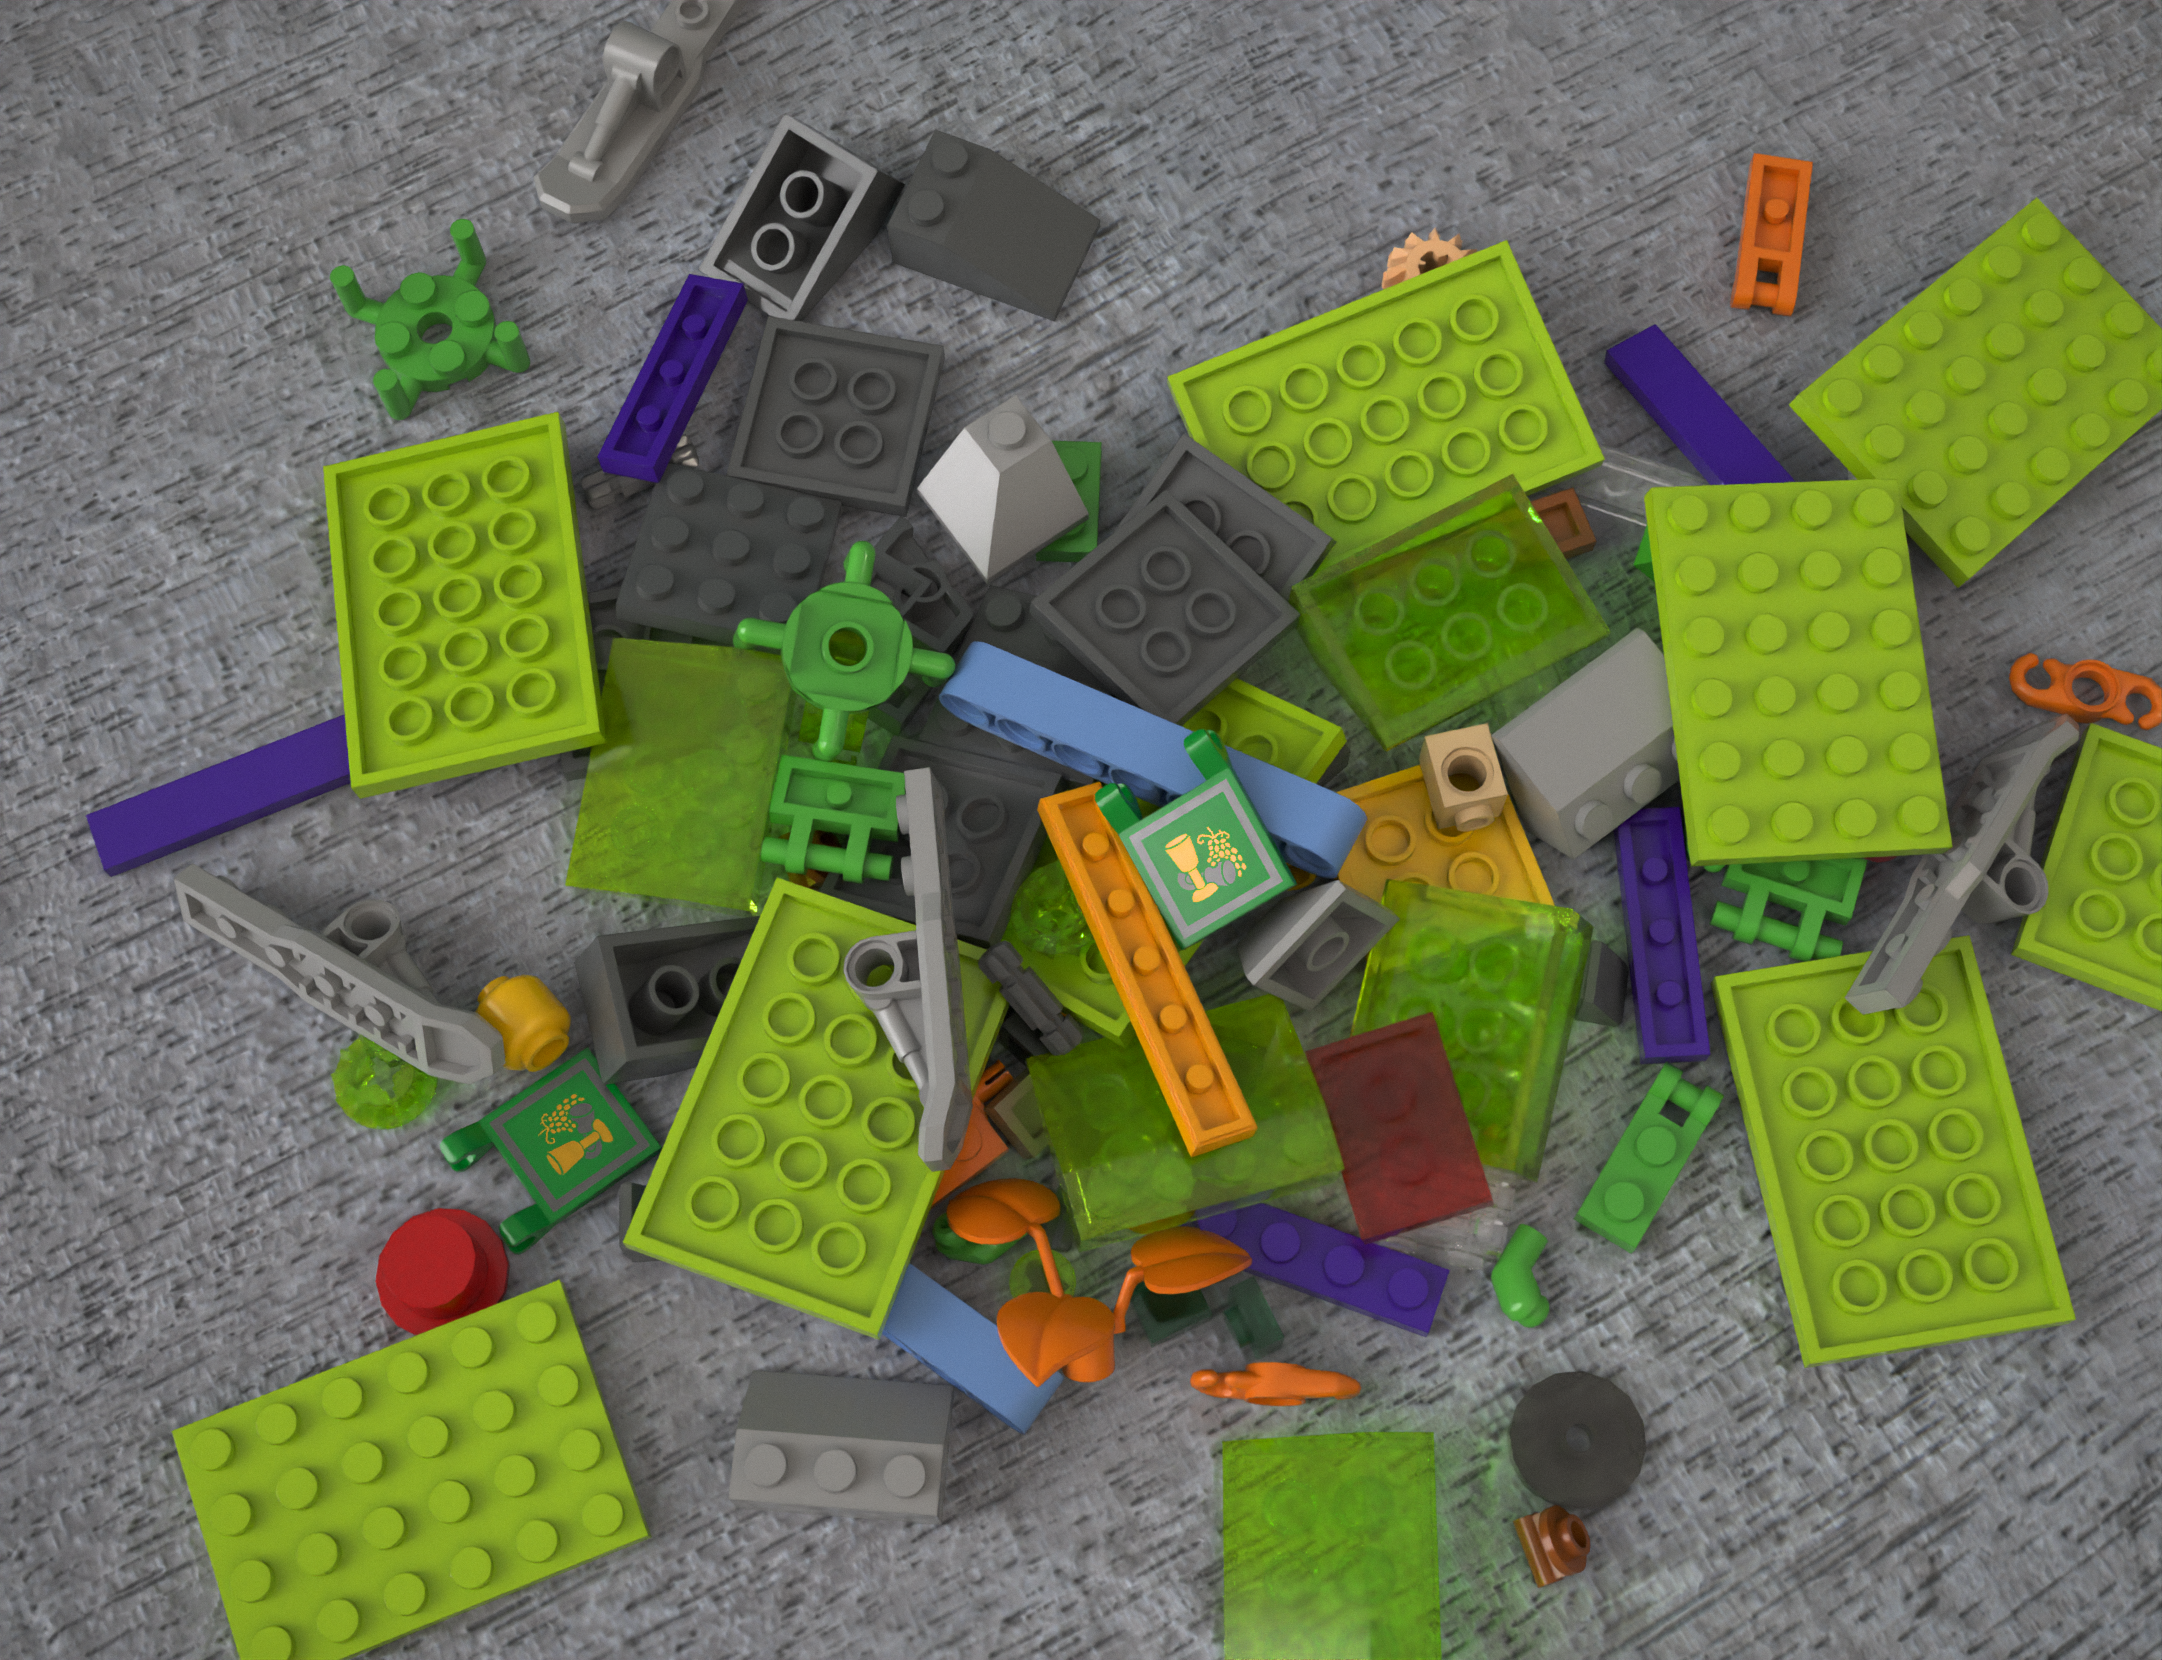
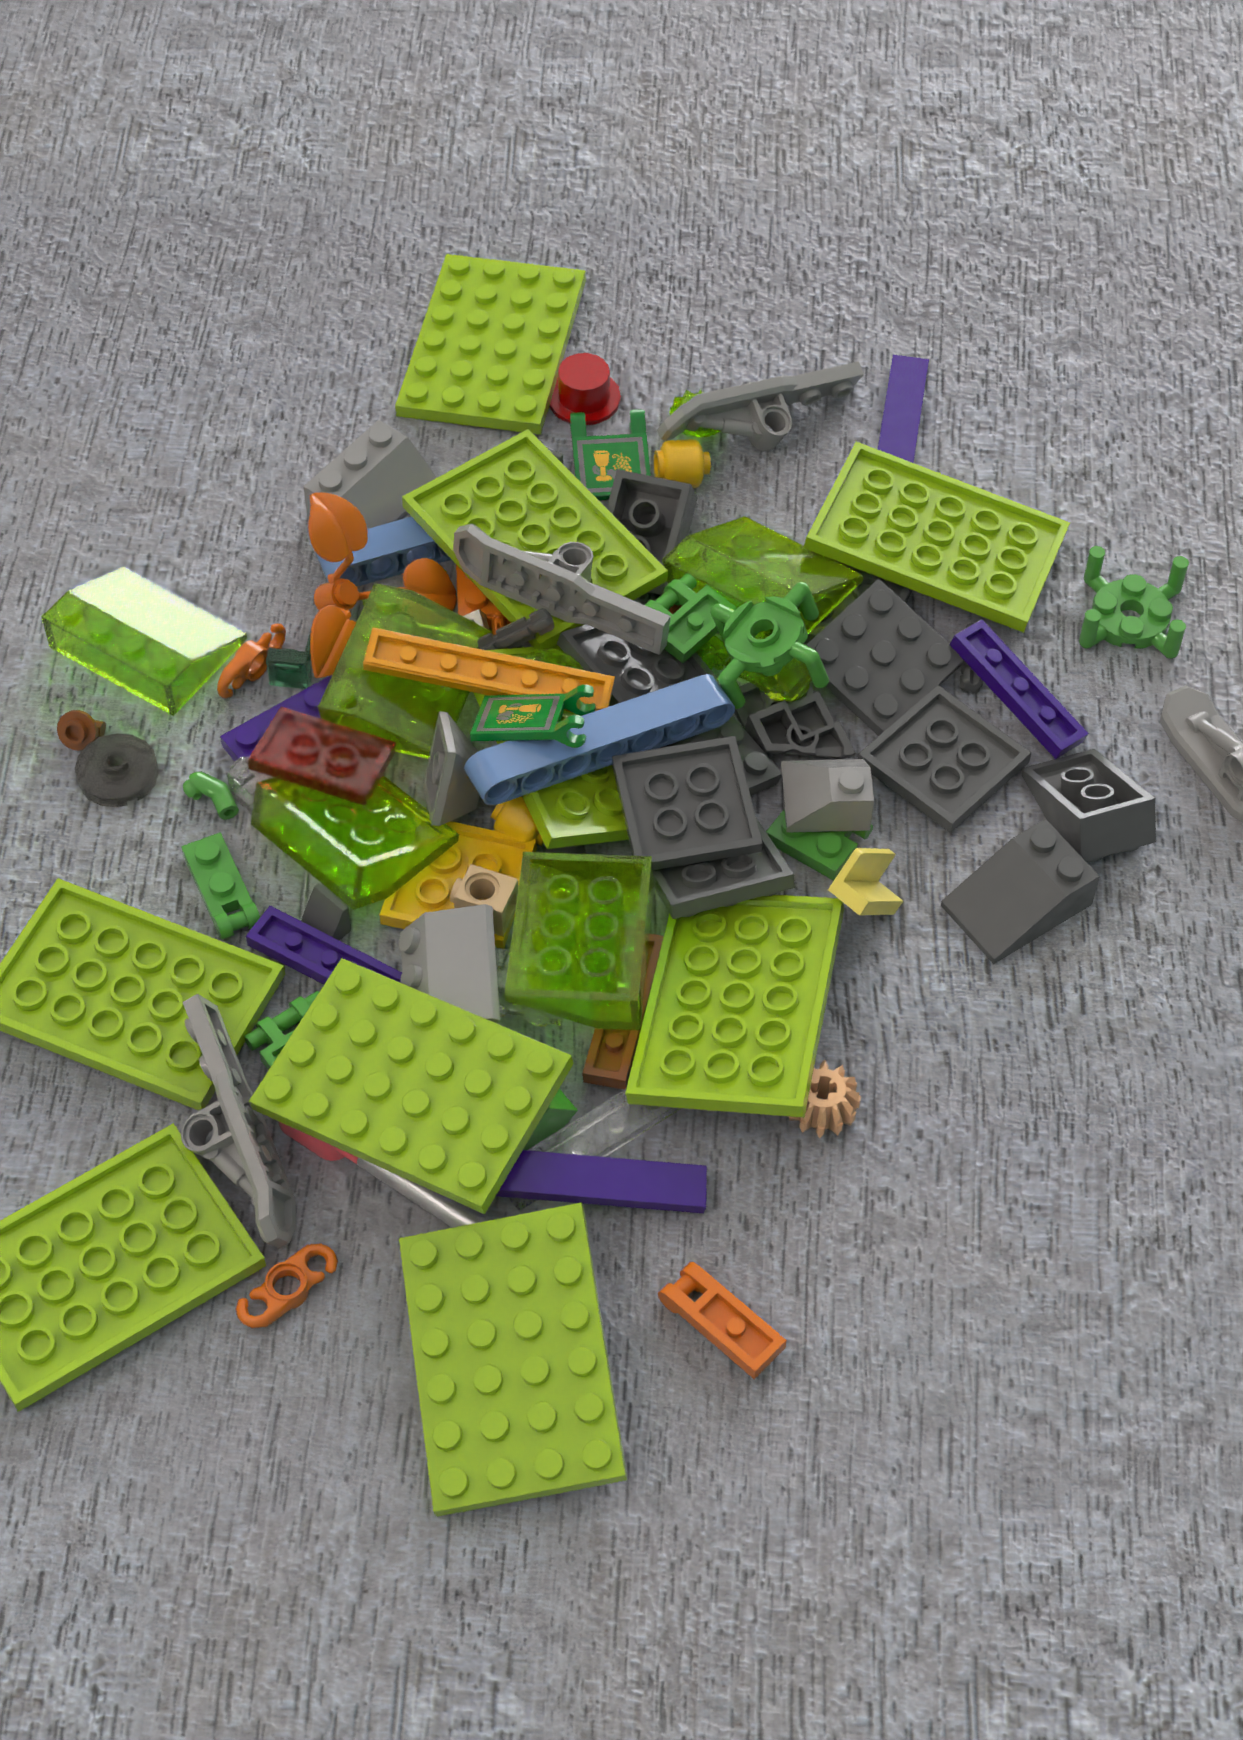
camera: 120 degrees right, 15 degrees down
(1121, 371) = (859, 883): none -> light yellow panel

